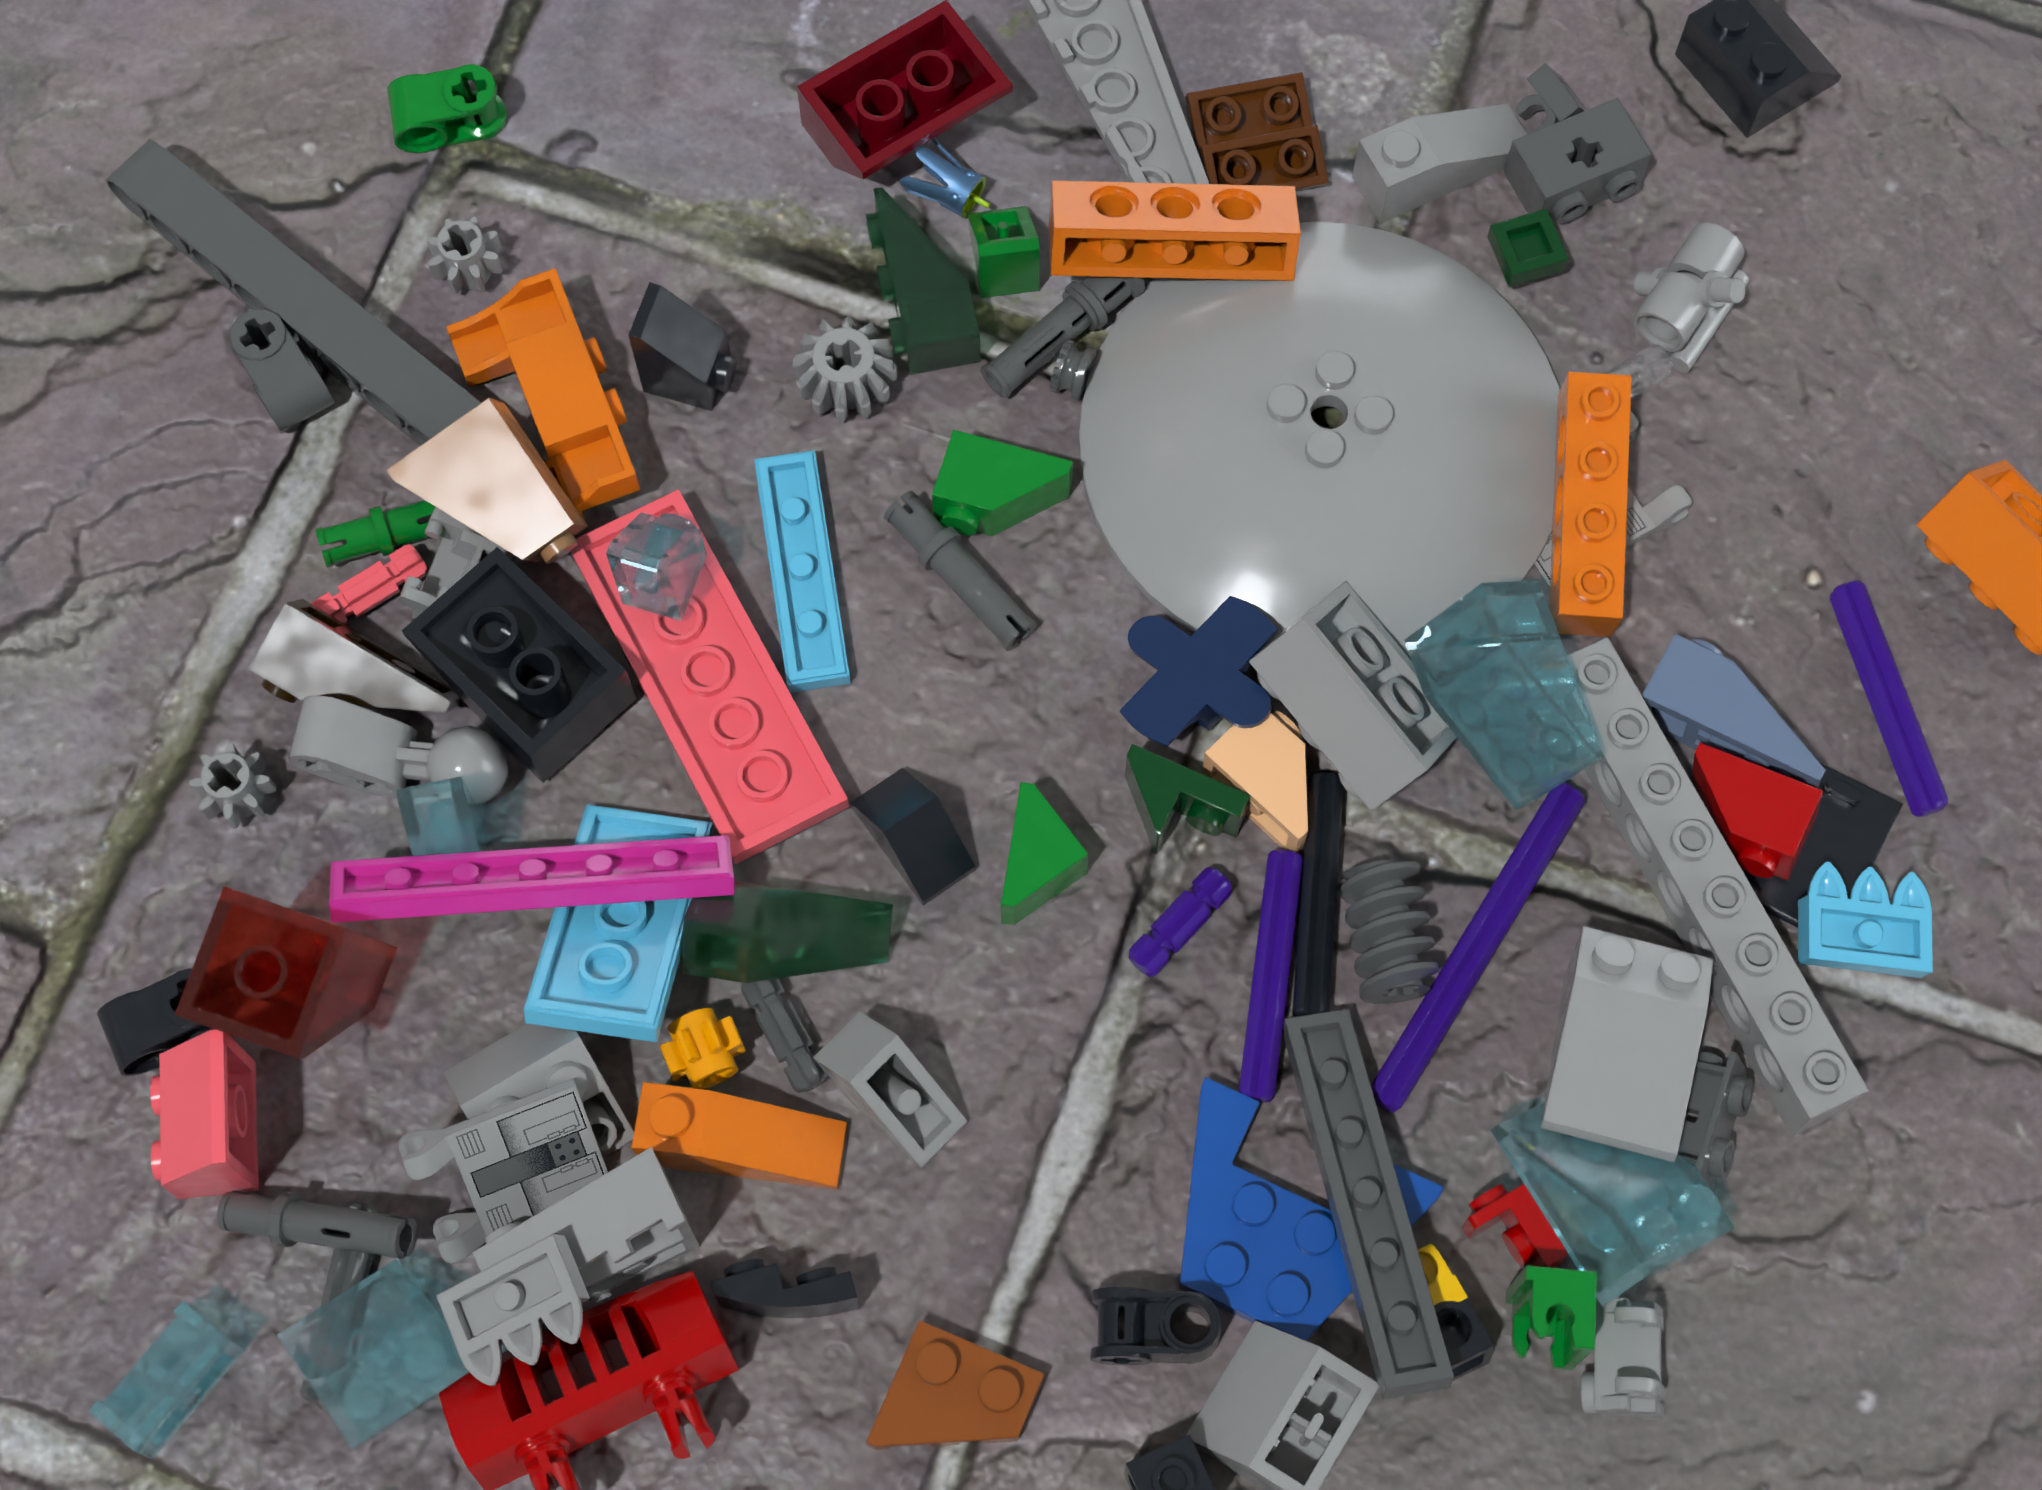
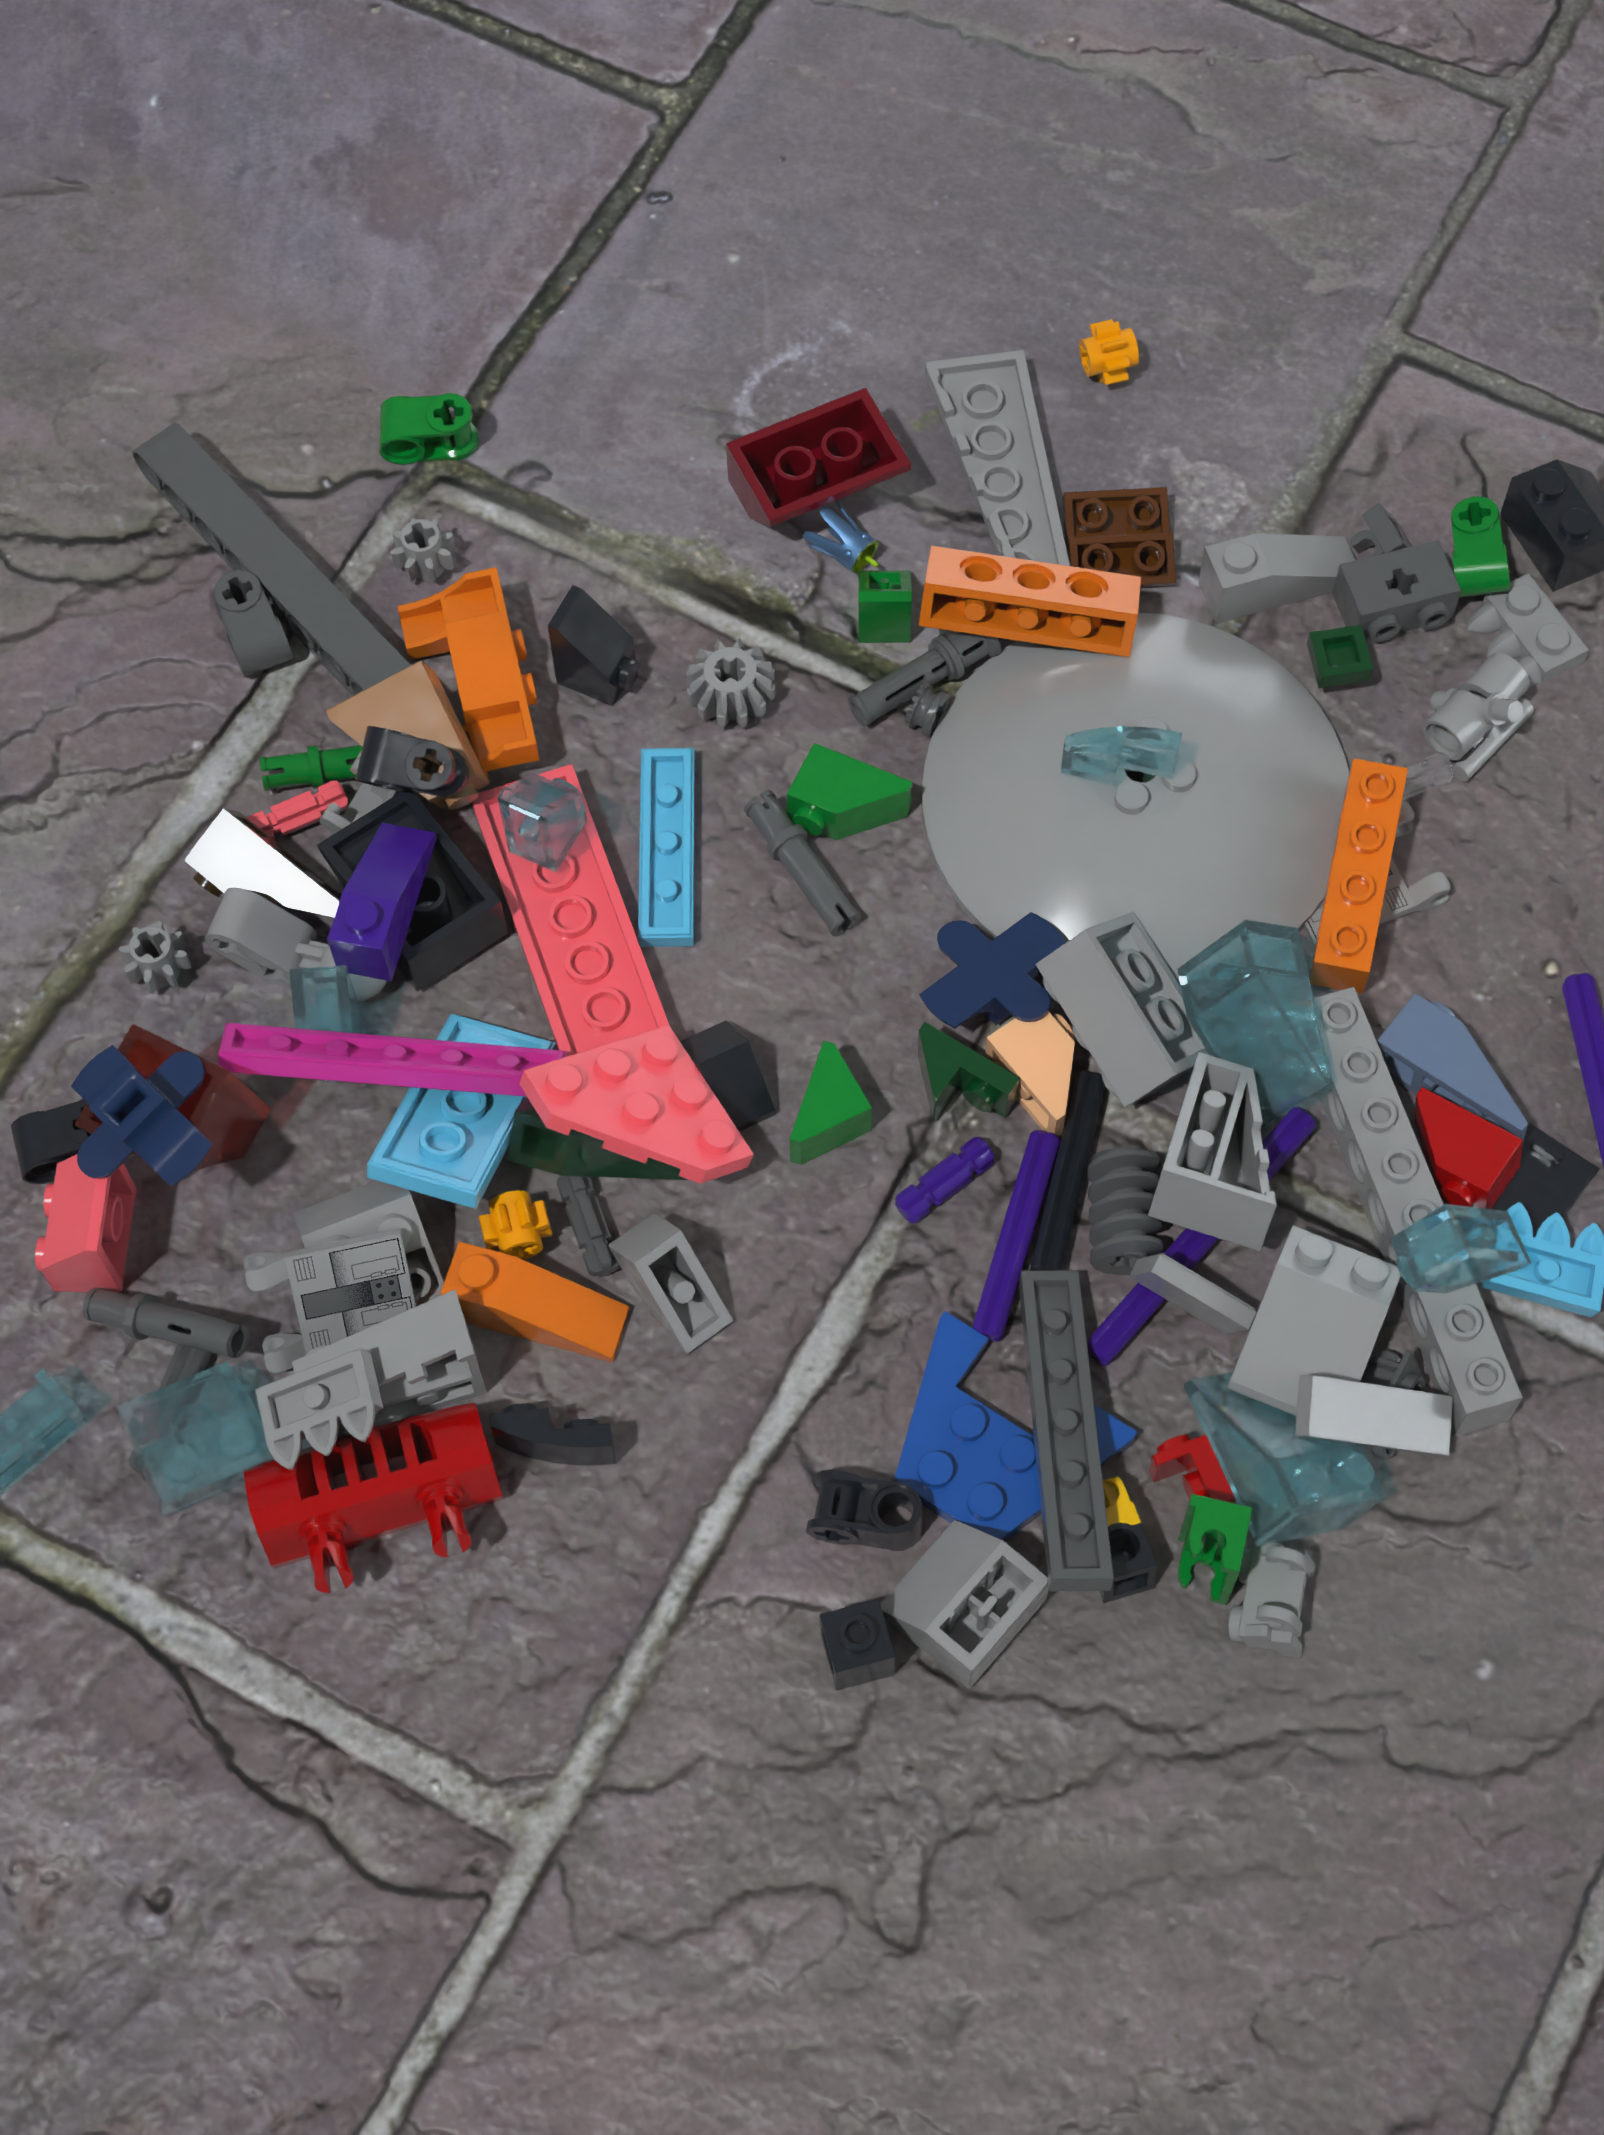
camera: 10 degrees right, 5 degrees down
(251, 995) = (141, 1115): none -> dark blue piece
(488, 690) = (380, 901): none -> dark purple slope
(489, 522) = (404, 763): none -> black piece
(827, 889) = (642, 1103): none -> coral plate
(930, 295) = (813, 630): clear green slope -> none
(954, 1394) = (684, 1544): dark orange wing -> none
(1285, 402) = (1101, 751): none -> clear light blue slope
(1483, 1019) = (1193, 1293): none -> light grey tile
(1484, 862) = (1216, 1158): none -> light grey wedge
(1662, 100) = (1479, 551): none -> green piece
(1709, 1138) = (1373, 1415): none -> light grey tile
(1728, 187) = (1529, 630): none -> light grey plate
(1776, 934) = (1458, 1248): none -> clear light blue slope

